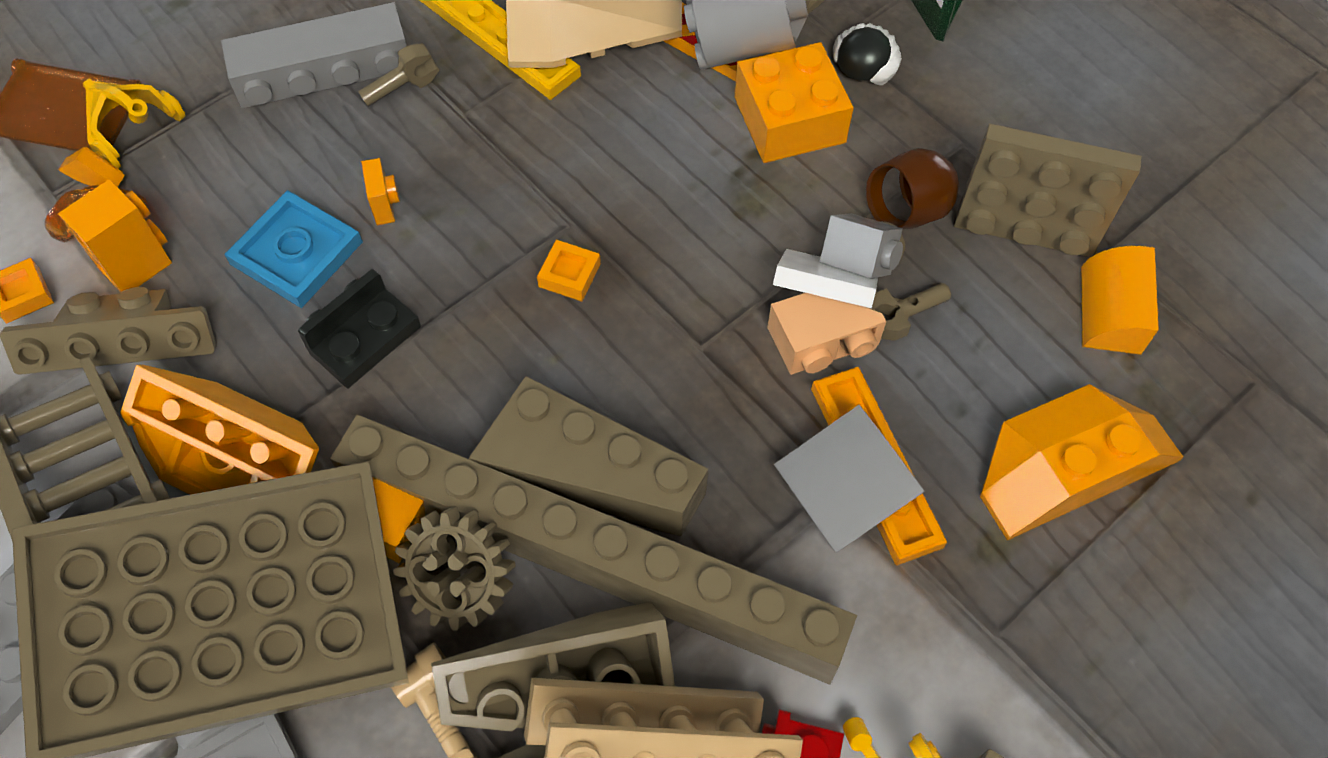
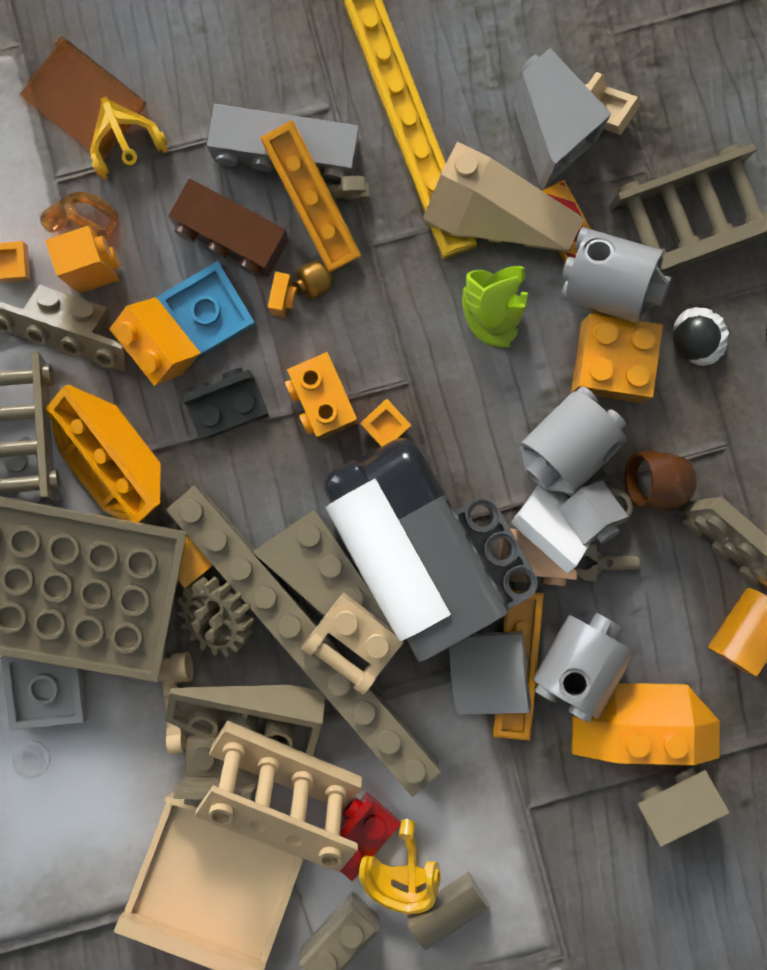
camera: 25 degrees right, 25 degrees up
(90, 168) = (86, 175): light orange tile -> none
(240, 290) = (154, 340): none -> light orange brick
(287, 152) = (228, 228): none -> reddish brown brick
(371, 83) = (310, 195): none -> light orange tile
(412, 170) = (313, 279): none -> pearl gold piece
(477, 271) = (322, 397): none -> light orange brick
(627, 110) = (493, 305): none -> lime helmet
(658, 480) = (360, 633): none -> tan plate
(685, 357) = (420, 555): none -> piece
(795, 186) = (572, 443): none -> light grey cylinder
(956, 411) = (592, 653): none -> light grey cylinder
(1181, 523) = (681, 807): none -> dark tan brick

